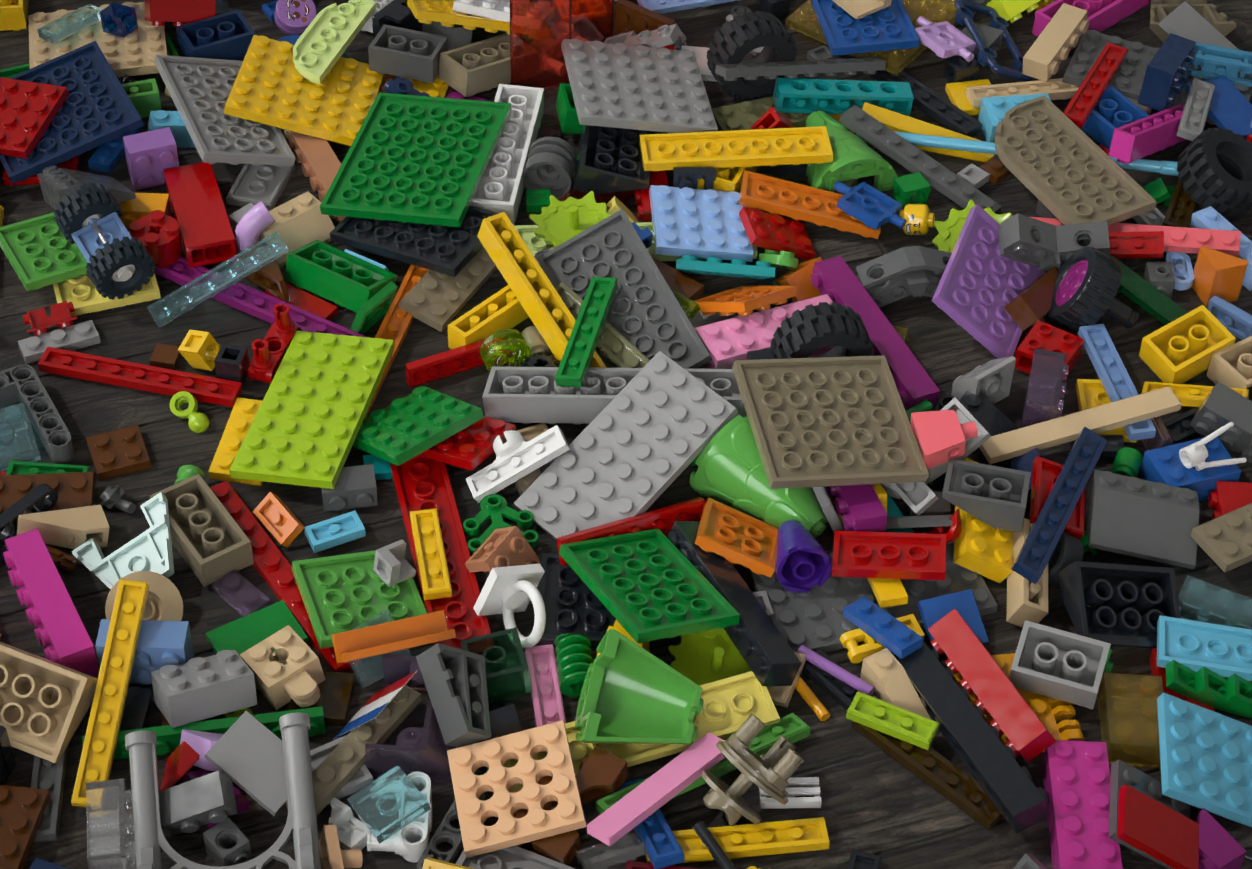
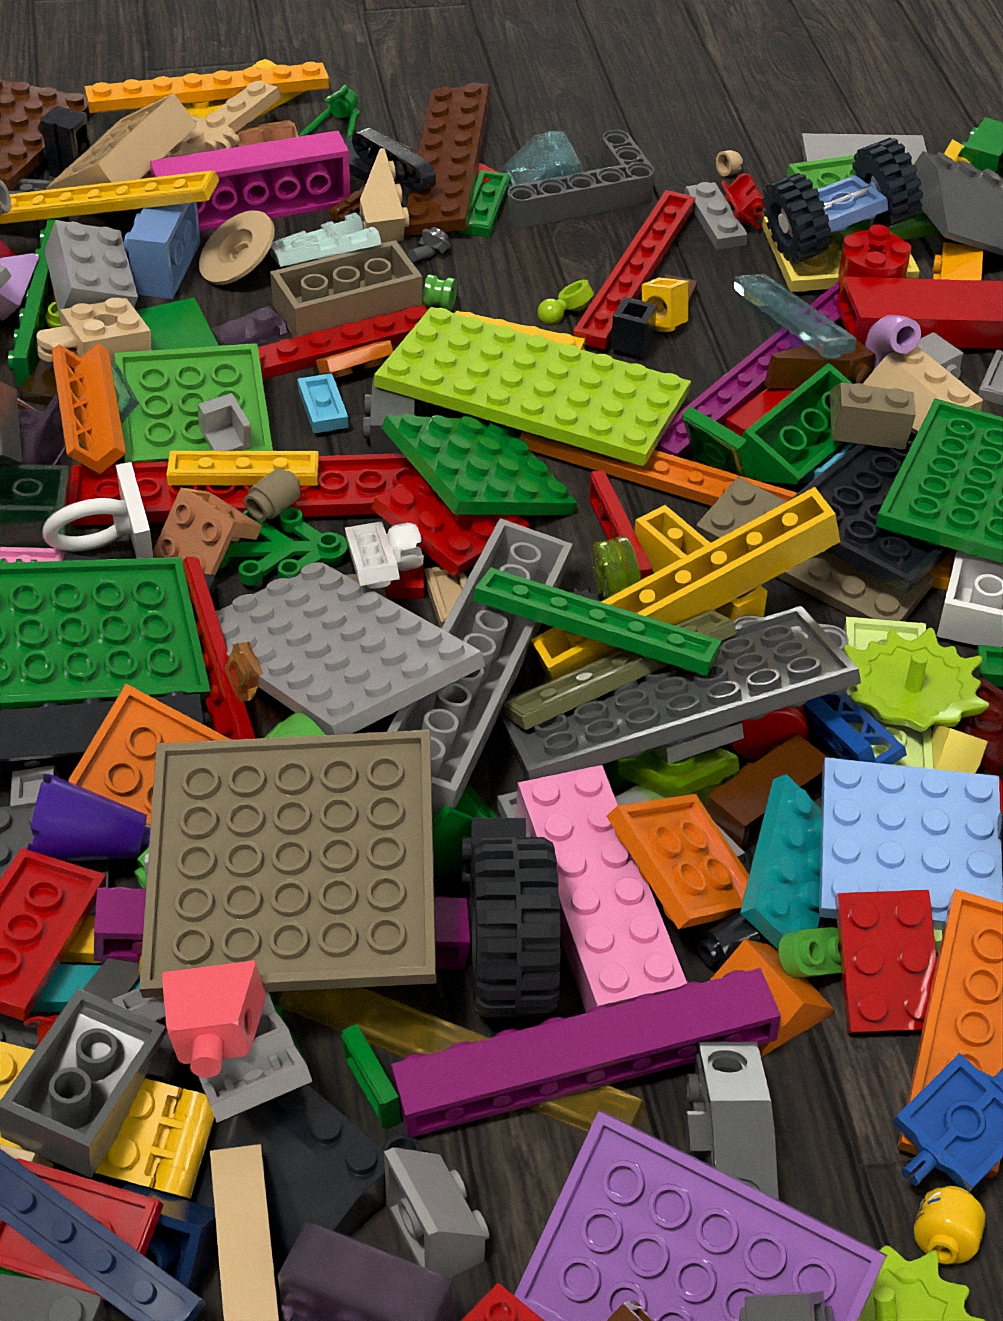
camera: 100 degrees right, 0 degrees up
(118, 452) = (512, 252): reddish brown plate -> none
(271, 350) = (688, 365): red piece -> none
(342, 230) = (871, 415): none -> dark tan slope
(465, 525) = (272, 494): none -> dark tan brick
(657, 496) = (243, 671): none -> clear orange tile

